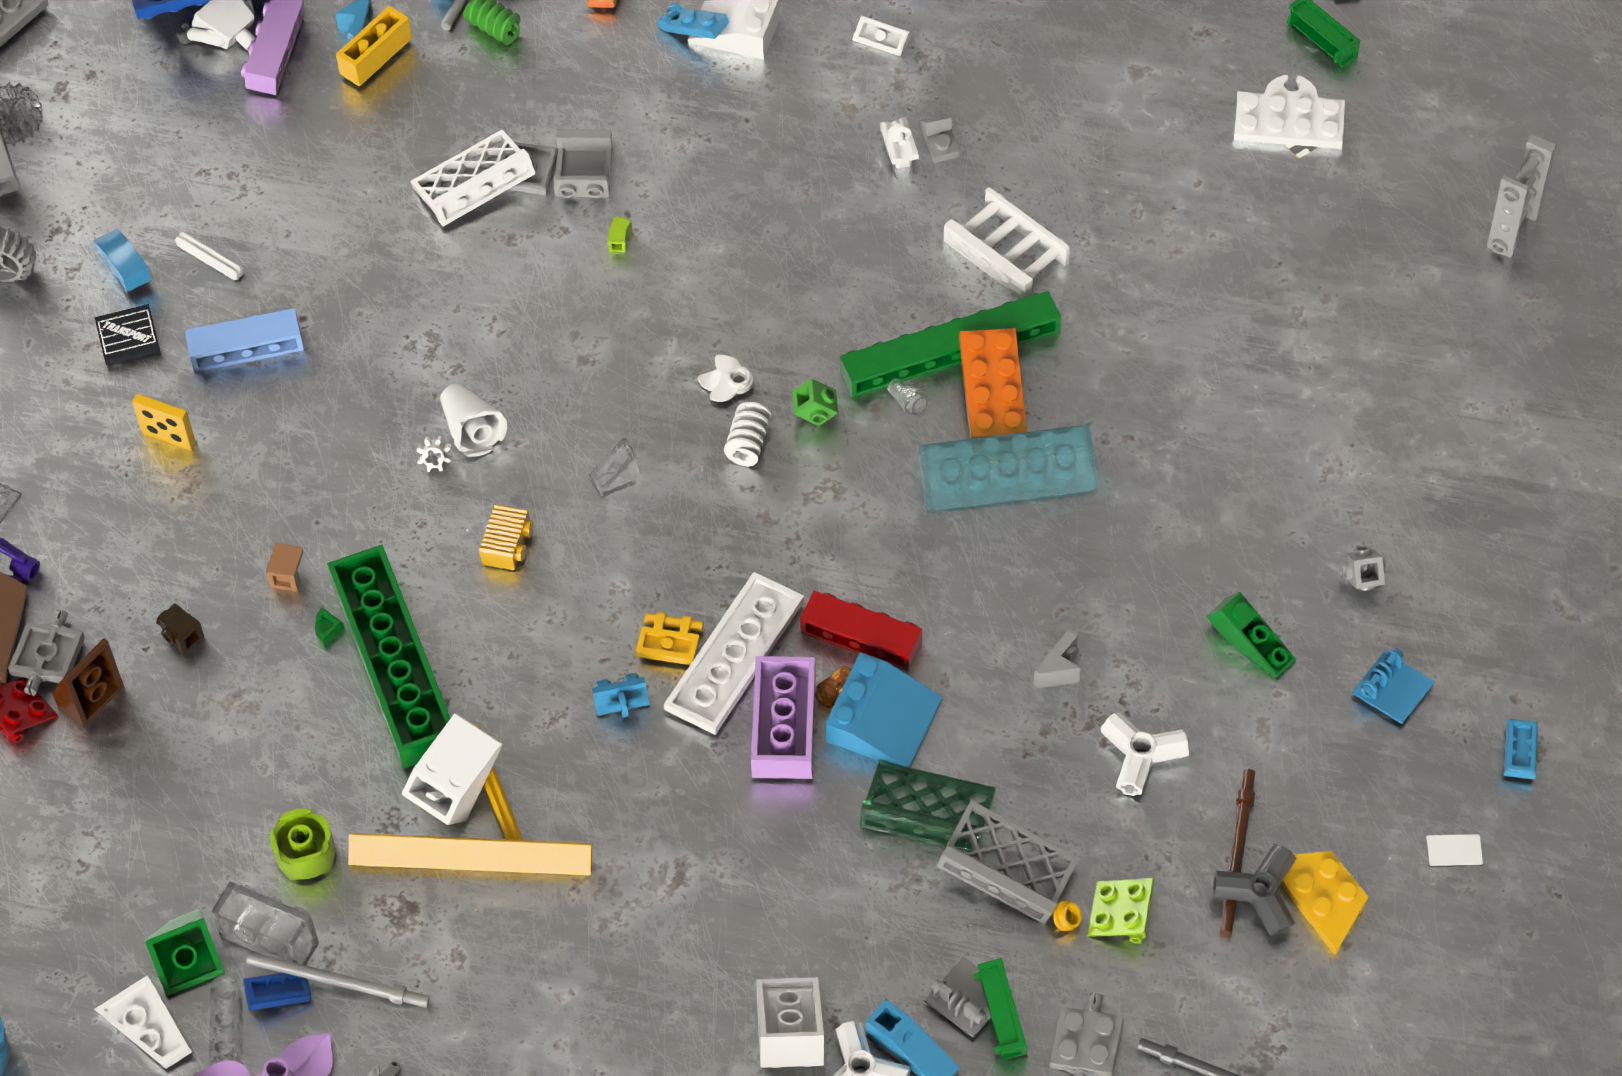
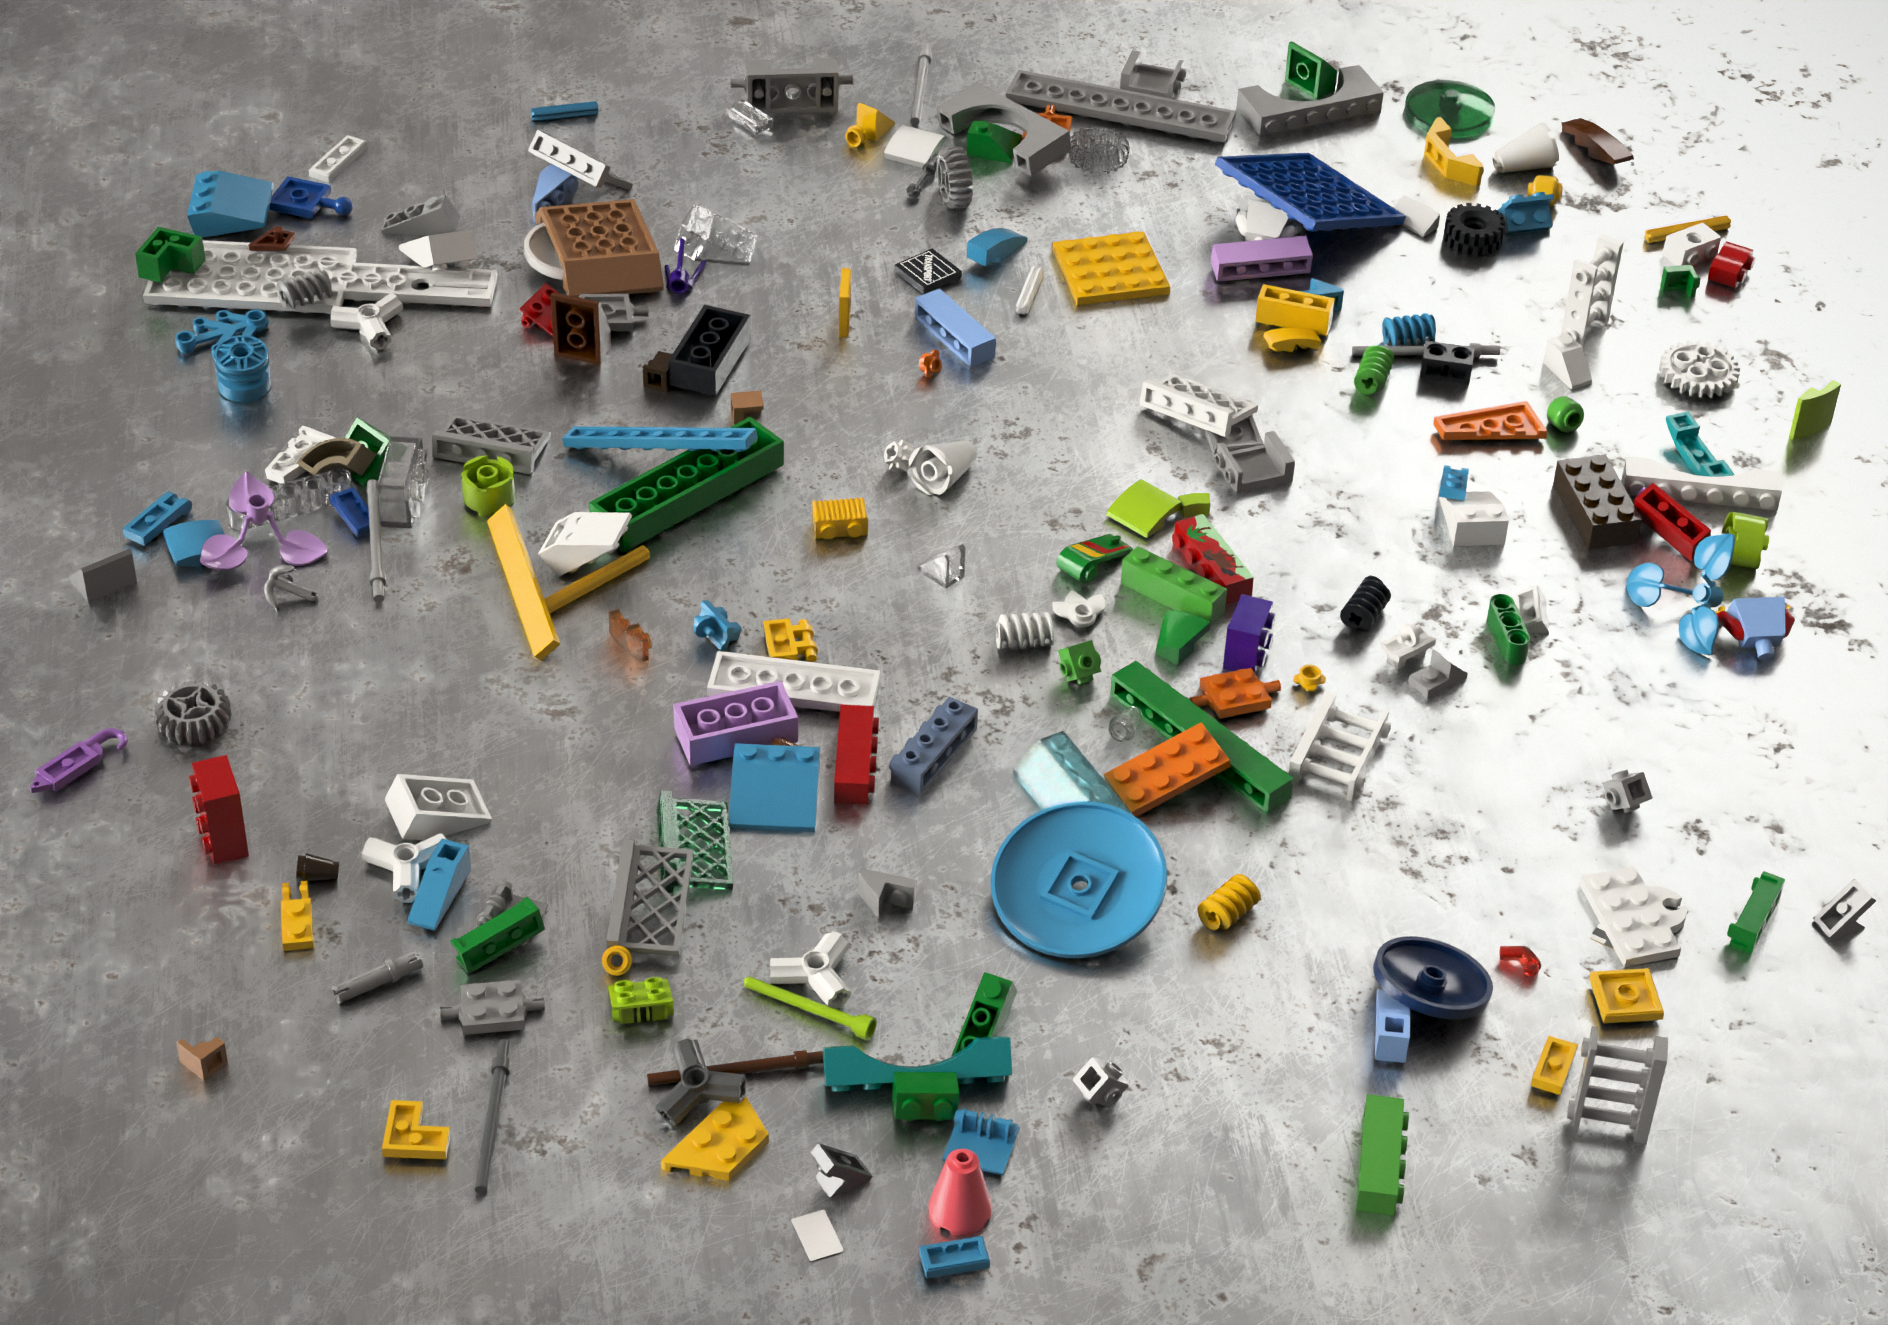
camera: 65 degrees right, 15 degrees down
(175, 569) = (709, 350): none -> black brick
(193, 982) = (337, 454): none -> dark tan brick
(207, 175) = (1110, 268): none -> yellow plate
(232, 836) = (455, 446): none -> light grey fence
(292, 380) = (930, 363): none -> orange plate
(321, 656) = (660, 437): none -> dark azure plate
(408, 66) = (1289, 337): none -> yellow slope
(606, 276) = (1143, 508): none -> lime slope
(613, 775) = (629, 636): none -> clear orange slope
(661, 344) = (1082, 558): none -> green door
(710, 247) = (1212, 556): none -> red brick
(737, 291) = (1173, 585): none -> bright green brick
(801, 312) = (1179, 634): none -> green slope
(828, 151) = (1365, 604): none -> black piece
(843, 255) = (1249, 634): none -> dark purple brick
(876, 560) = (933, 745): none -> sand blue brick
(898, 298) = (1235, 693): none -> orange plate
(902, 227) = (1309, 677): none -> yellow plate
(906, 60) = (1508, 629): none -> green beam
(1125, 463) = (1071, 845): none -> dark azure dish
(1153, 58) = (1627, 790): none -> light grey brick
(1176, 397) = (1229, 903): none -> yellow piece
(1222, 735) = (861, 1025): none -> lime piece
(1305, 655) = (981, 1058): none -> teal arch
(1314, 210) = (1524, 955): none -> clear red arm
(1327, 282) = (1433, 977): none -> dark blue dish
(1335, 709) = (925, 1095): none -> green brick
(1363, 330) = (1392, 1028): none -> light blue slope
(1383, 158) = (1626, 995): none -> yellow plate
(1395, 807) = (838, 1170): none -> dark grey slope
(1444, 238) = (1554, 1065): none -> yellow plate
(1462, 720) = (961, 1195): none -> coral cone
(1506, 396) = (1380, 1155): none -> bright green brick

